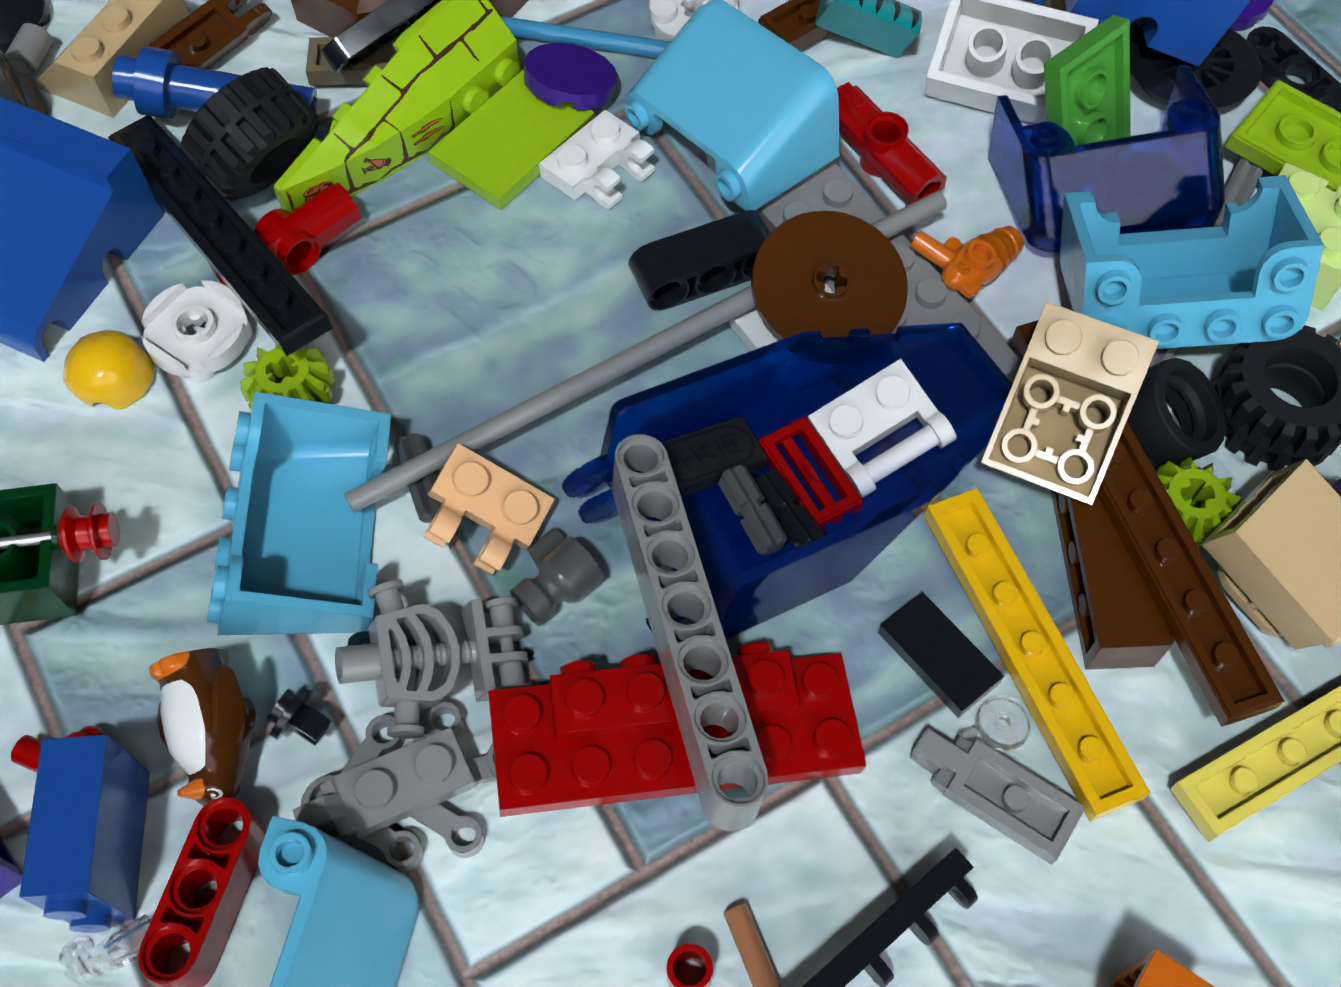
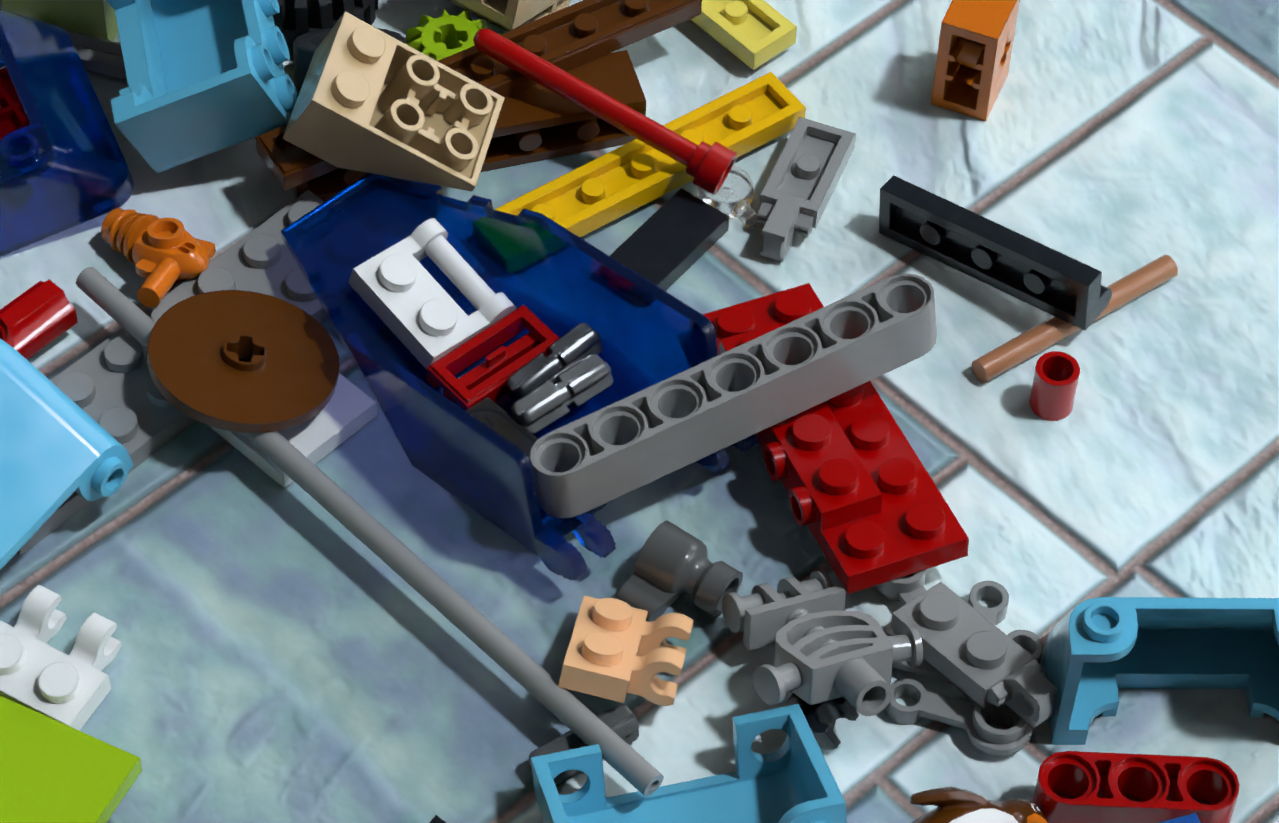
camera: 105 degrees left, 10 degrees down
(294, 714) = (916, 771): black plate -> none
(699, 260) = (206, 511): black beam -> none
(1016, 688) = (704, 162): none -> red piece

